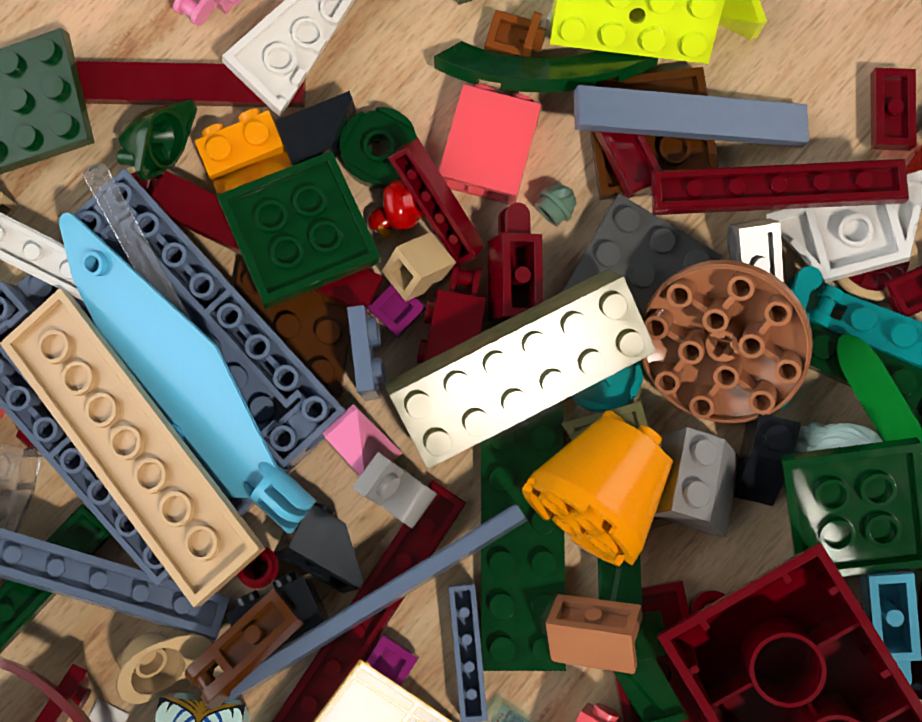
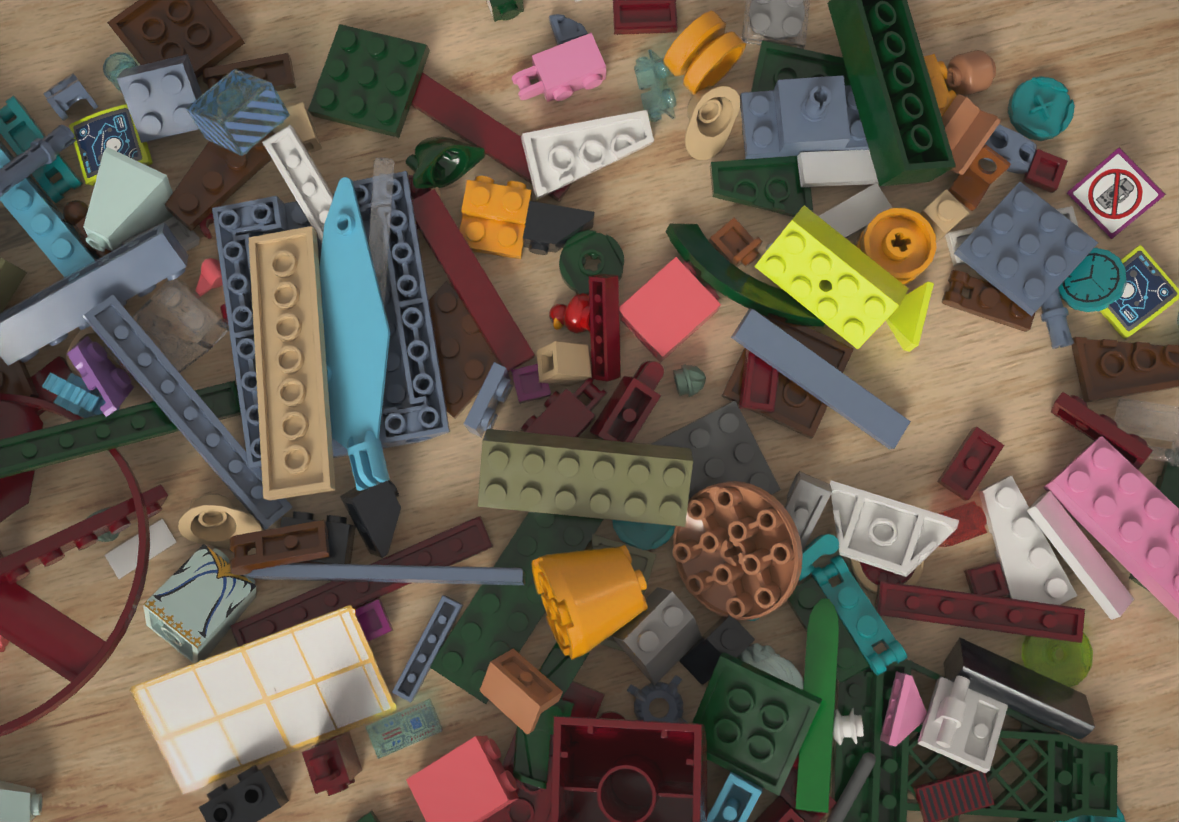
camera: 25 degrees right, 0 degrees up
(251, 576) = (316, 501): dark red cone -> none
(298, 229) = (497, 287): dark green plate -> none
(359, 439) = (446, 461): bright pink slope -> none
(394, 490) = (448, 506): light grey plate -> none
(748, 535) = (660, 690): none -> sand blue piece
(779, 187) = (847, 467): dark red tile -> none

